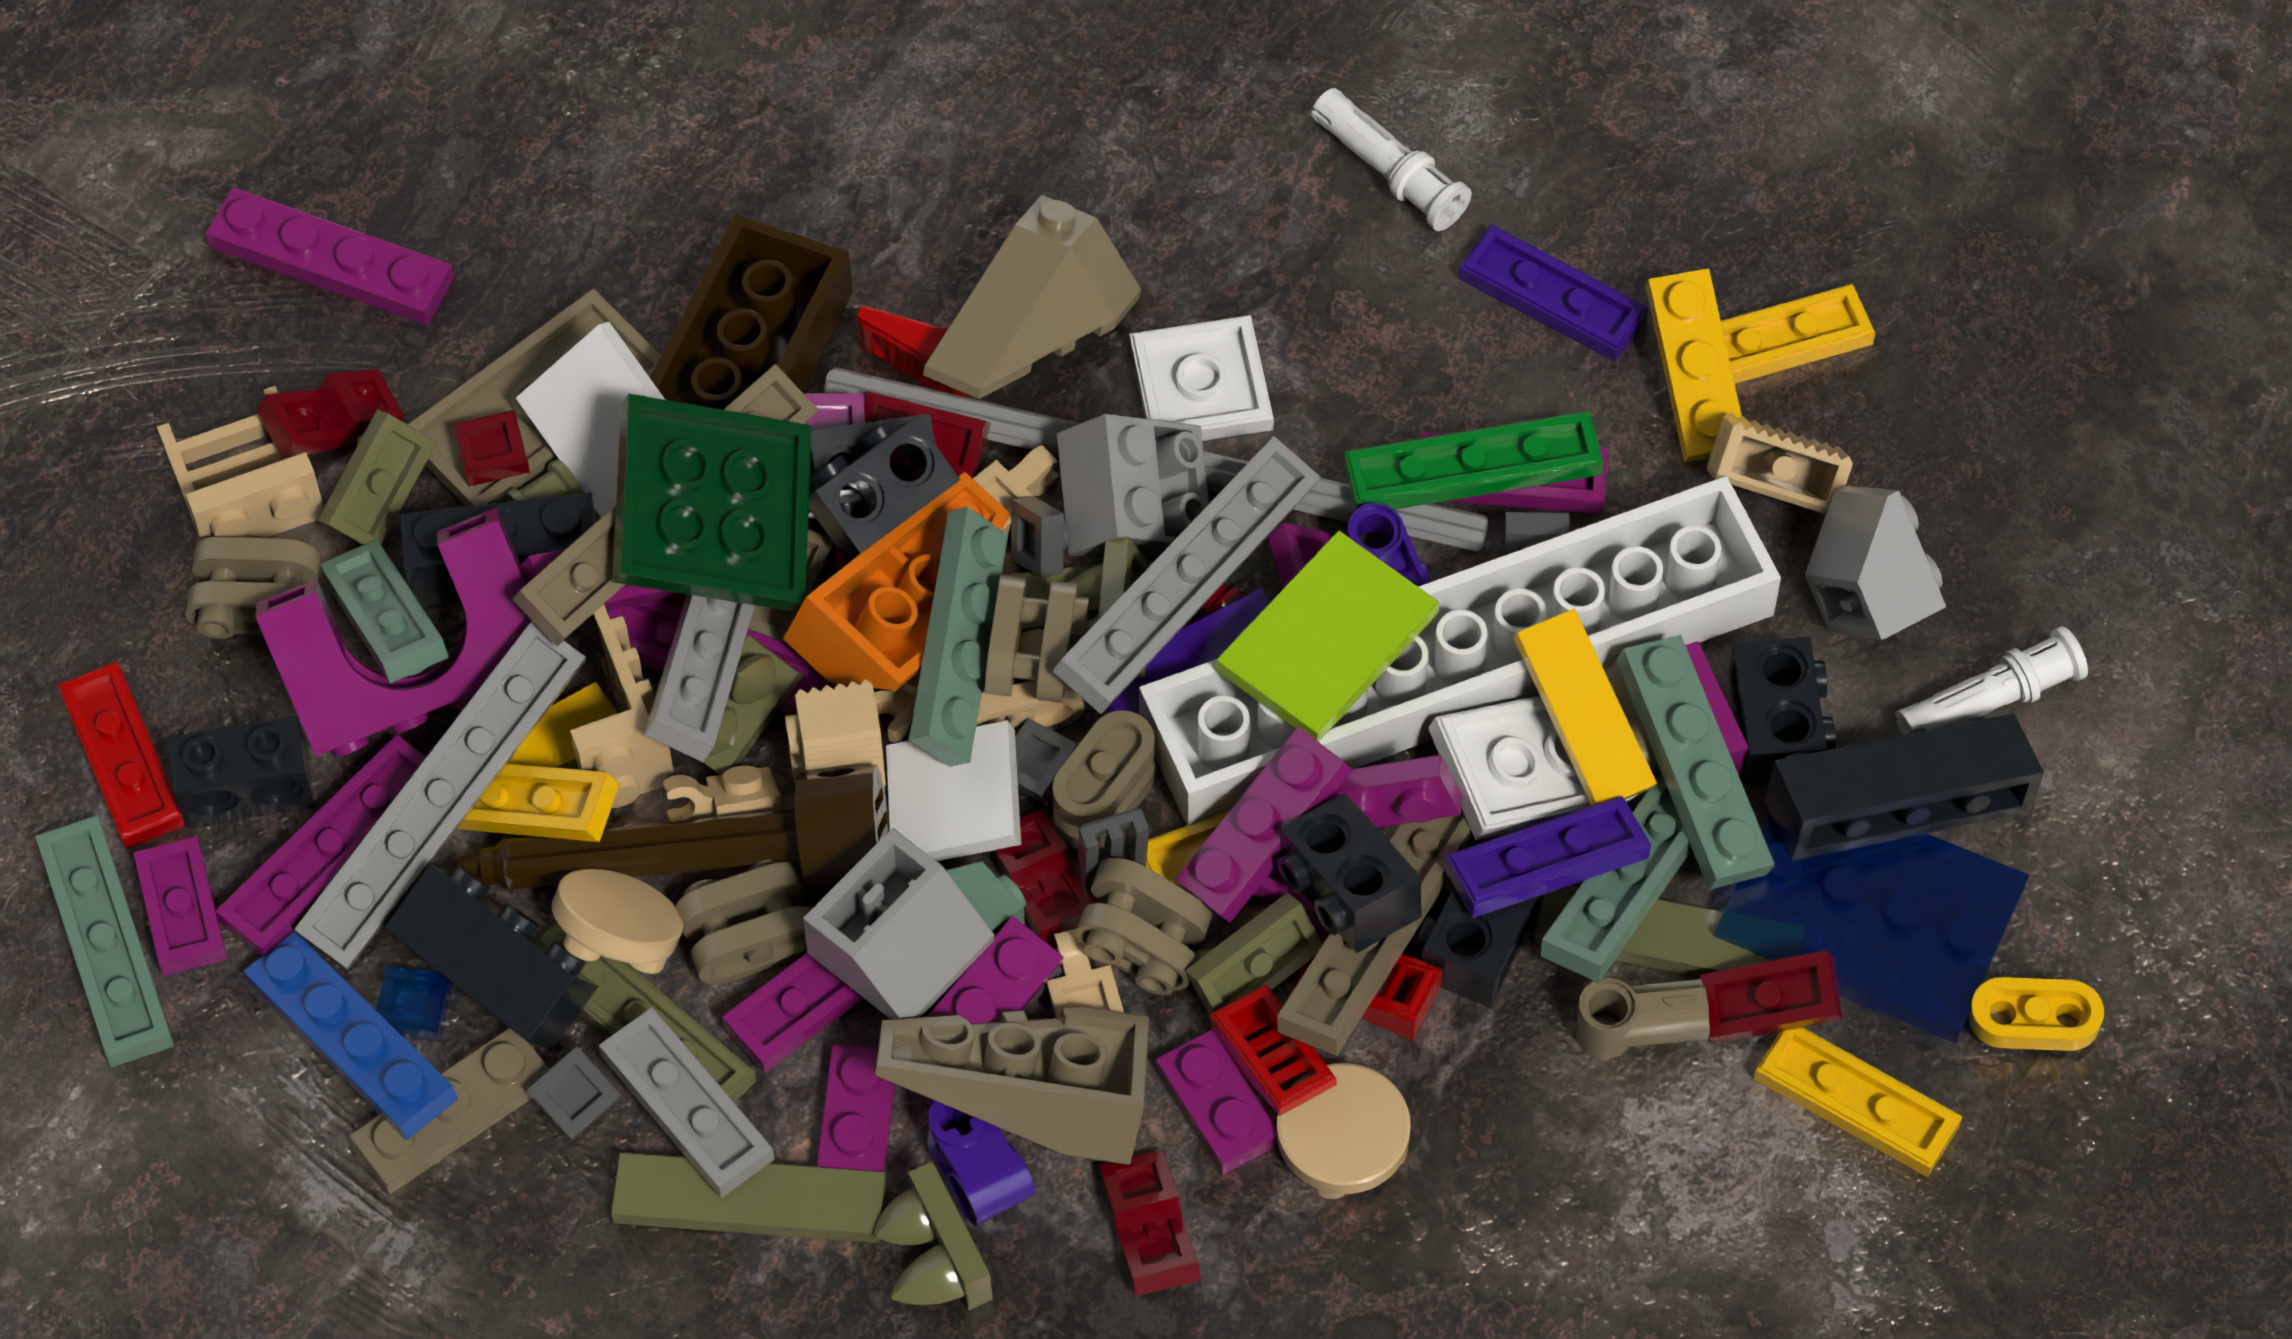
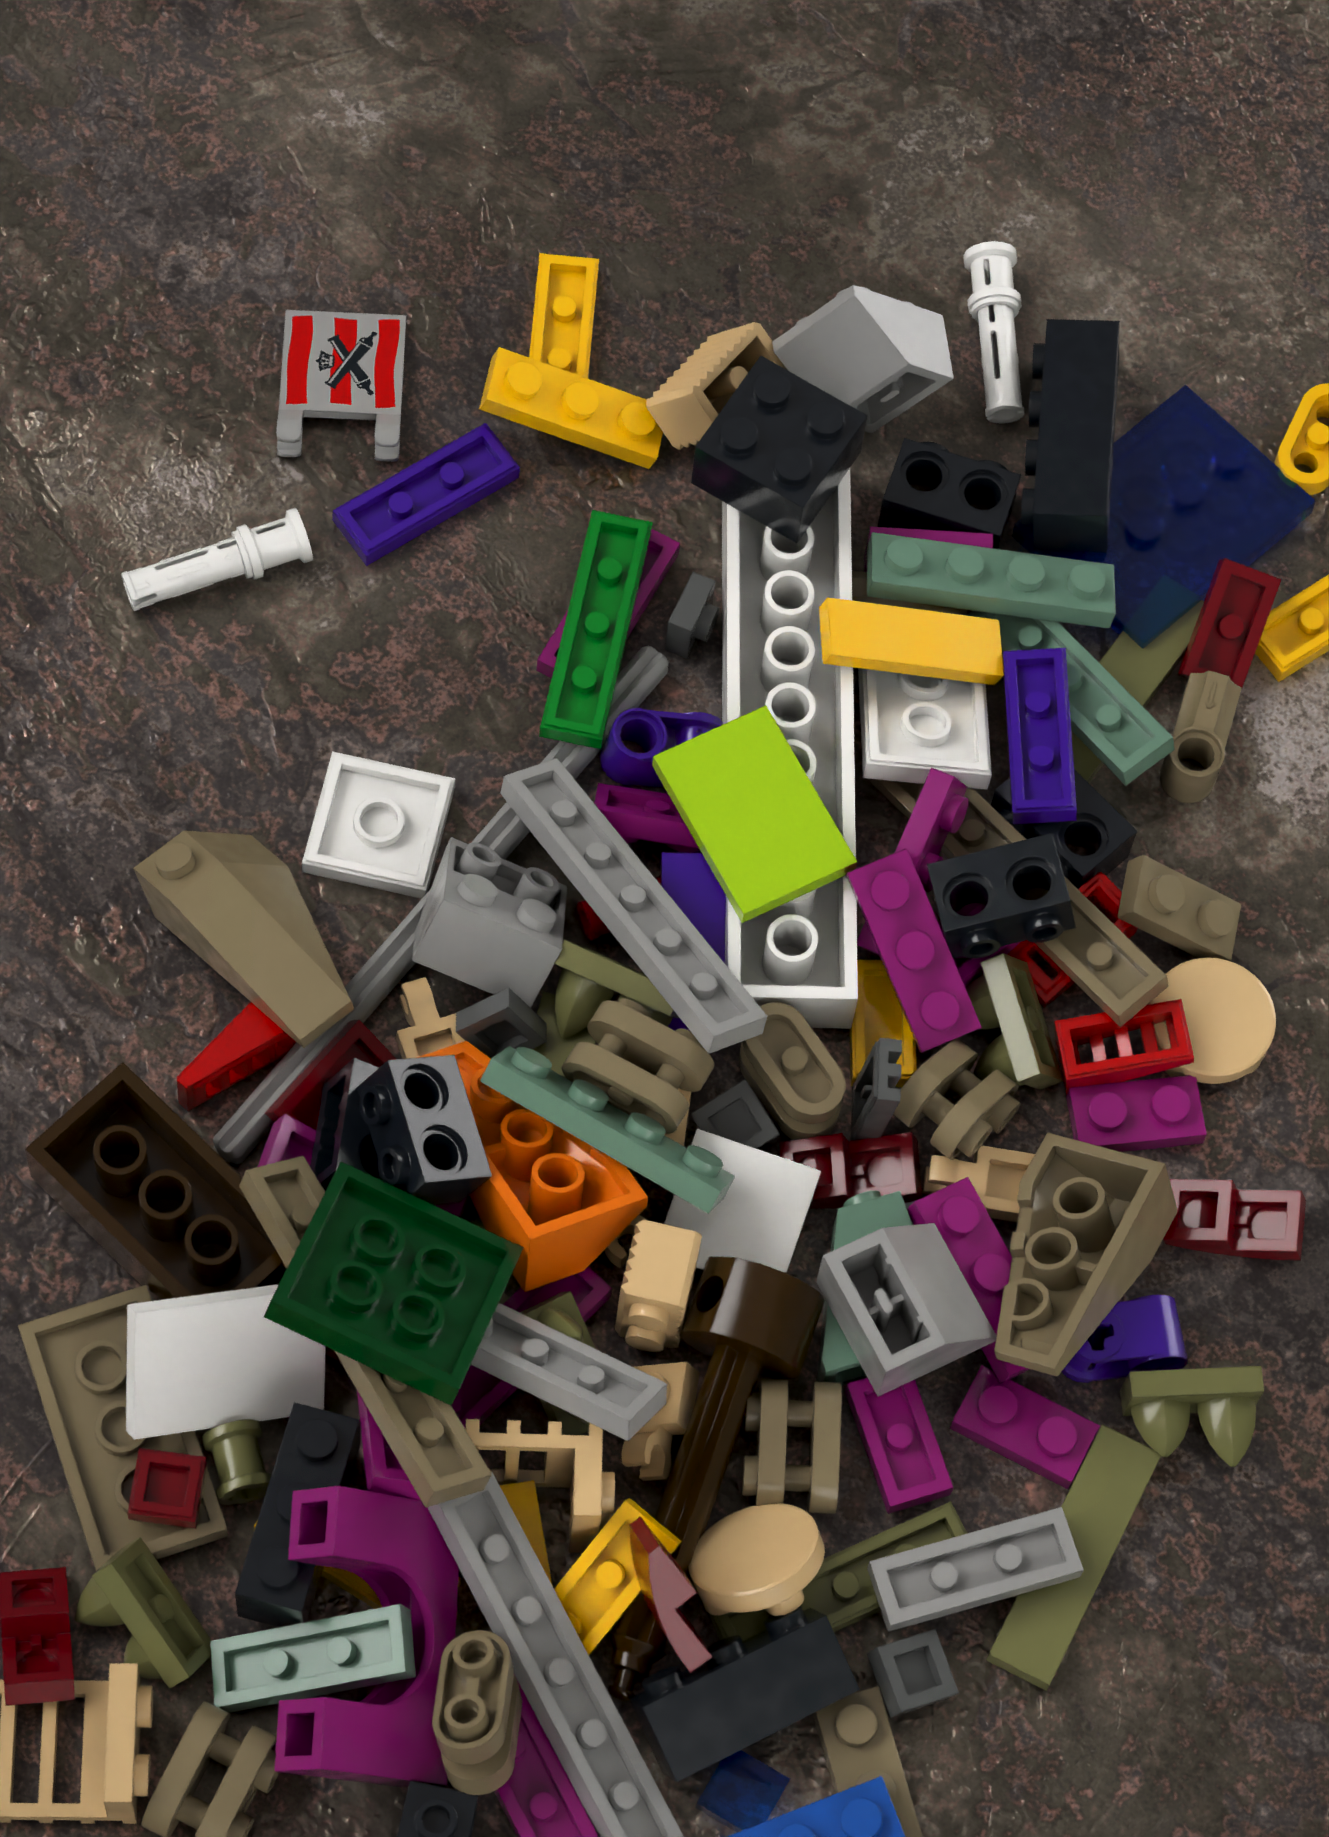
camera: 75 degrees left, 5 degrees up
(370, 735) = (477, 1712): none -> dark tan brick
(541, 819) = (665, 1590): none -> slope
(1438, 1055) = (1178, 909): none -> dark tan plate
(1639, 179) = (342, 370): none -> flag
(1708, 512) = (778, 449): none -> black brick

